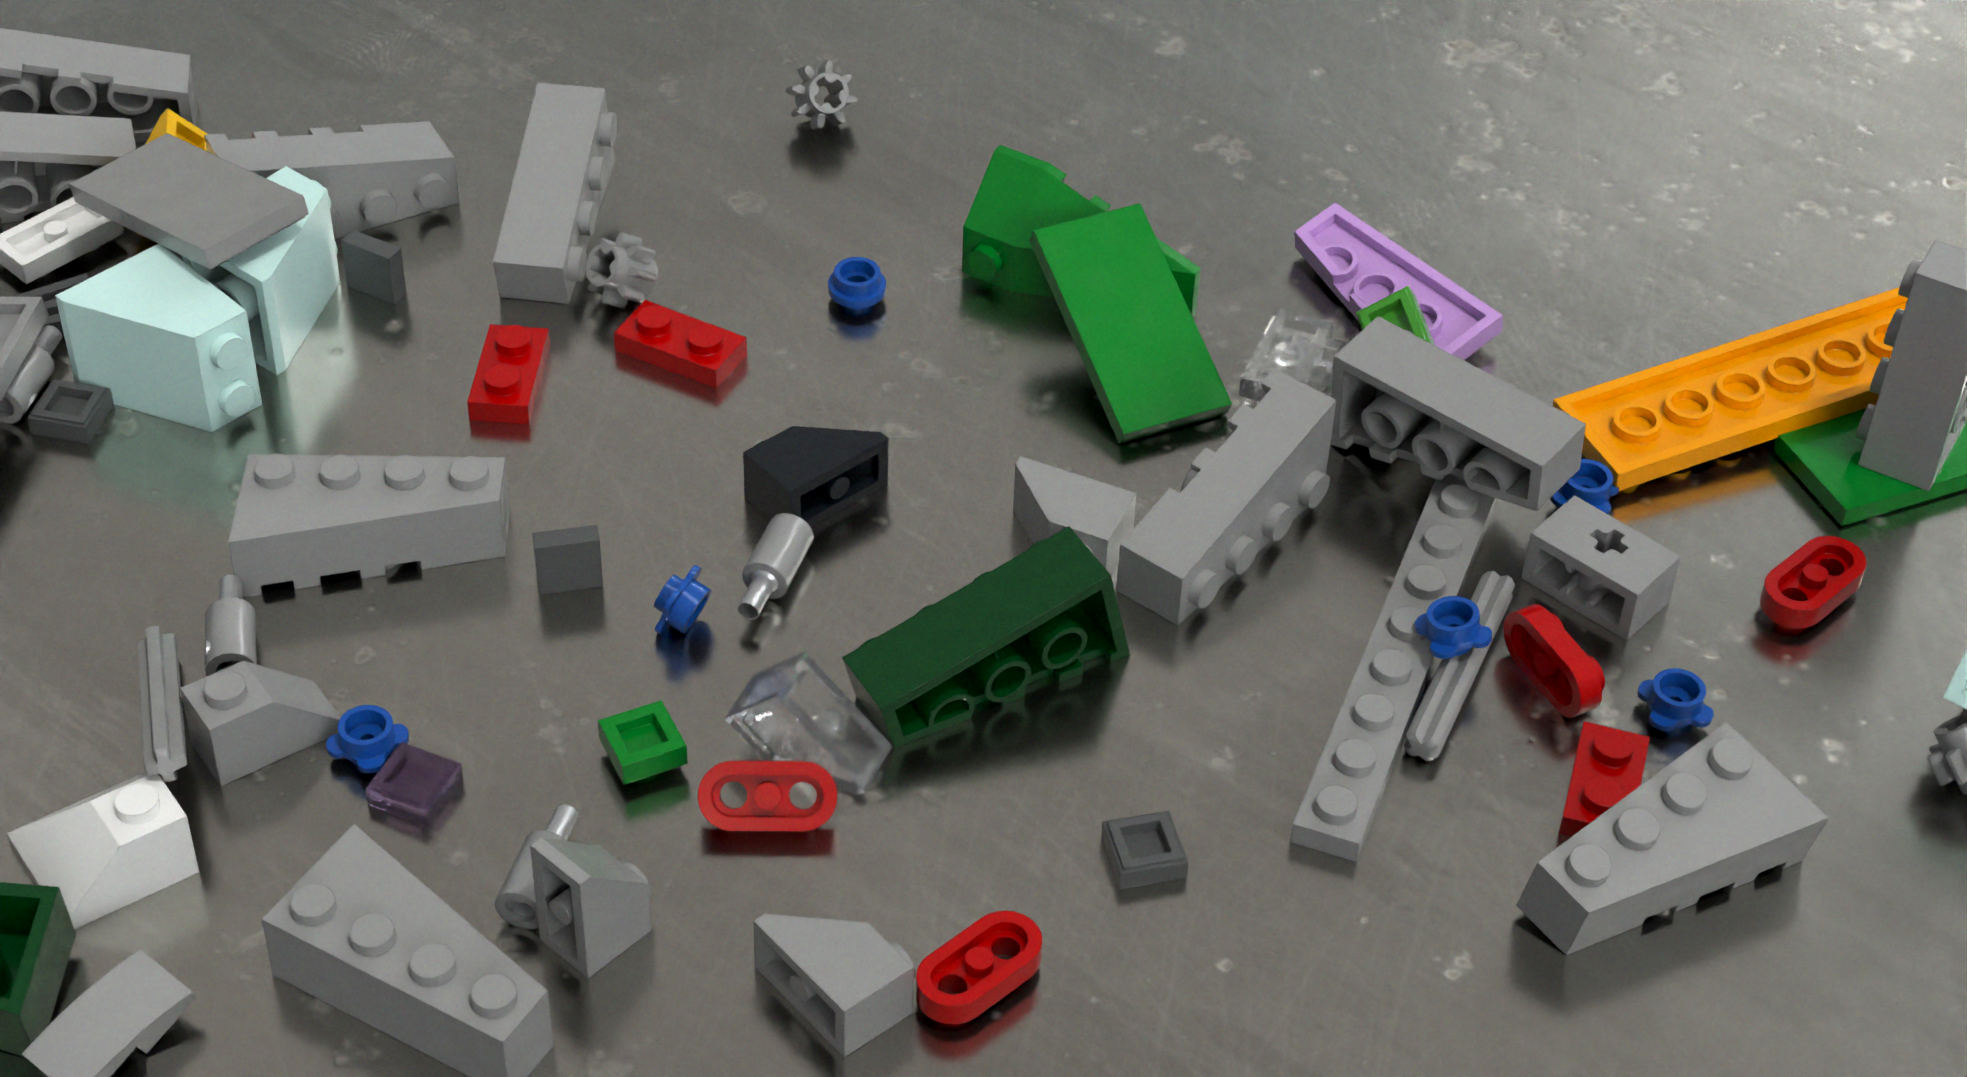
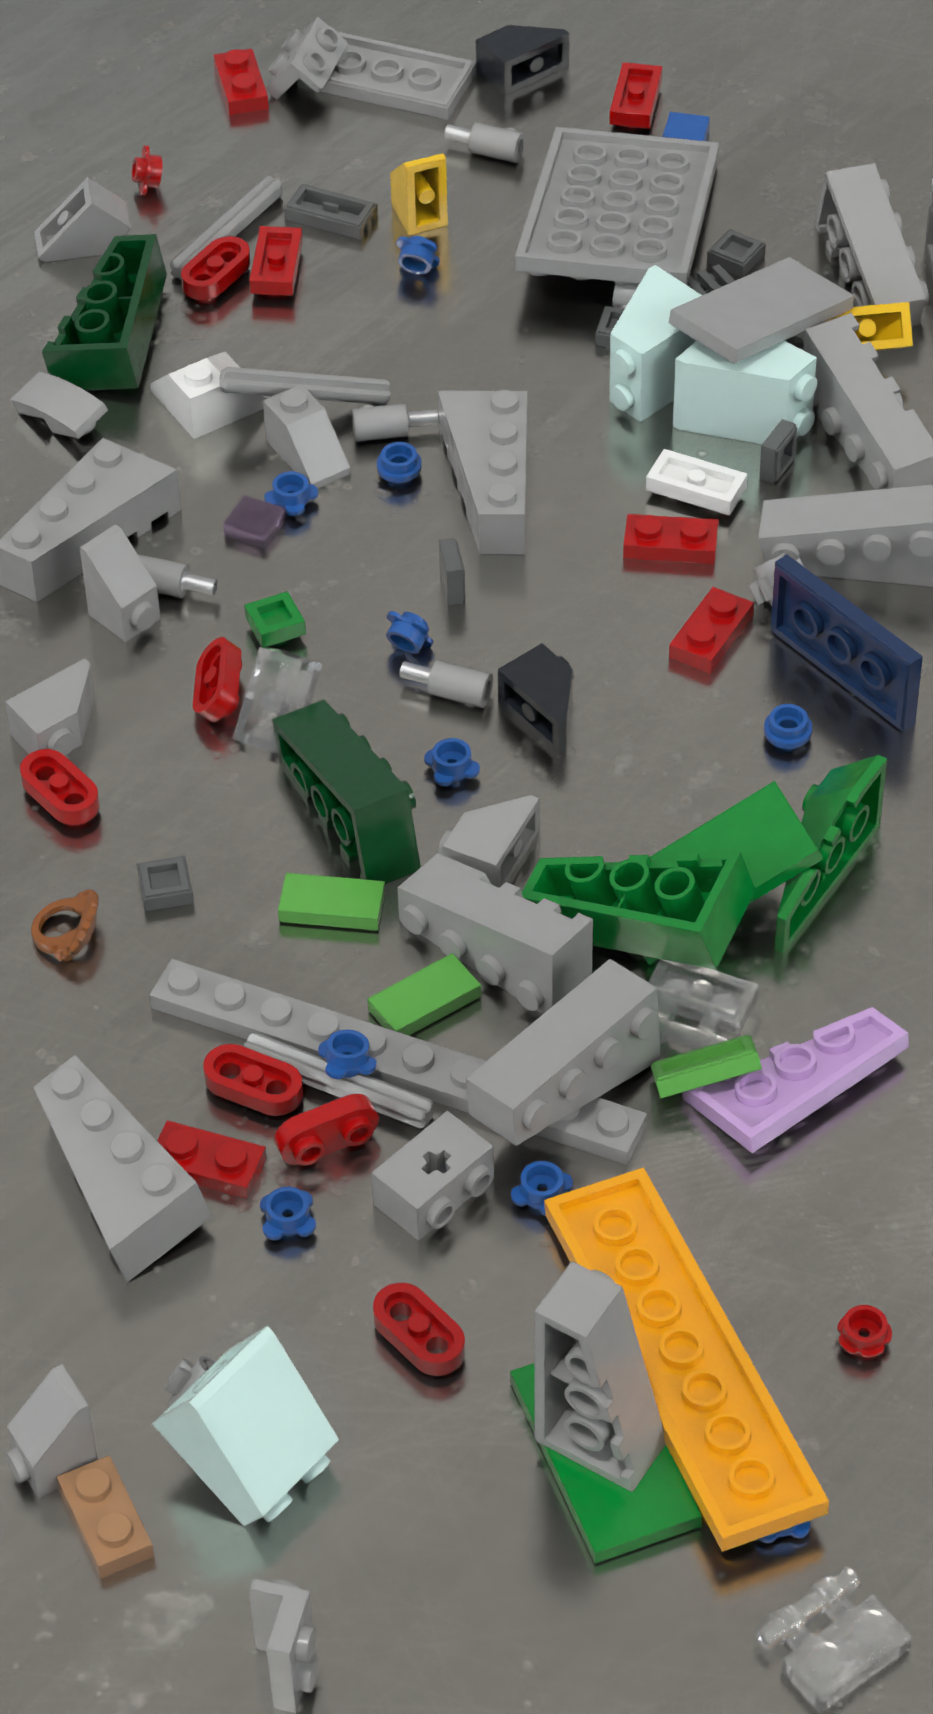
camera: 95 degrees right, 5 degrees up
(321, 622) = (399, 462): none -> blue plate
(414, 341) = (696, 481): none -> white plate
(752, 208) = (846, 643): none -> dark blue tile
(916, 565) = (451, 761): none -> blue plate
(1165, 679) = (331, 901): none -> bright green tile
(1211, 349) = (648, 907): none -> green wedge
(1276, 927) = (72, 942): none -> dark orange piece
(1314, 591) = (425, 996): none -> bright green tile
(1482, 735) = (256, 1079): none -> red plate
(1713, 264) = (864, 1320): none -> red plate

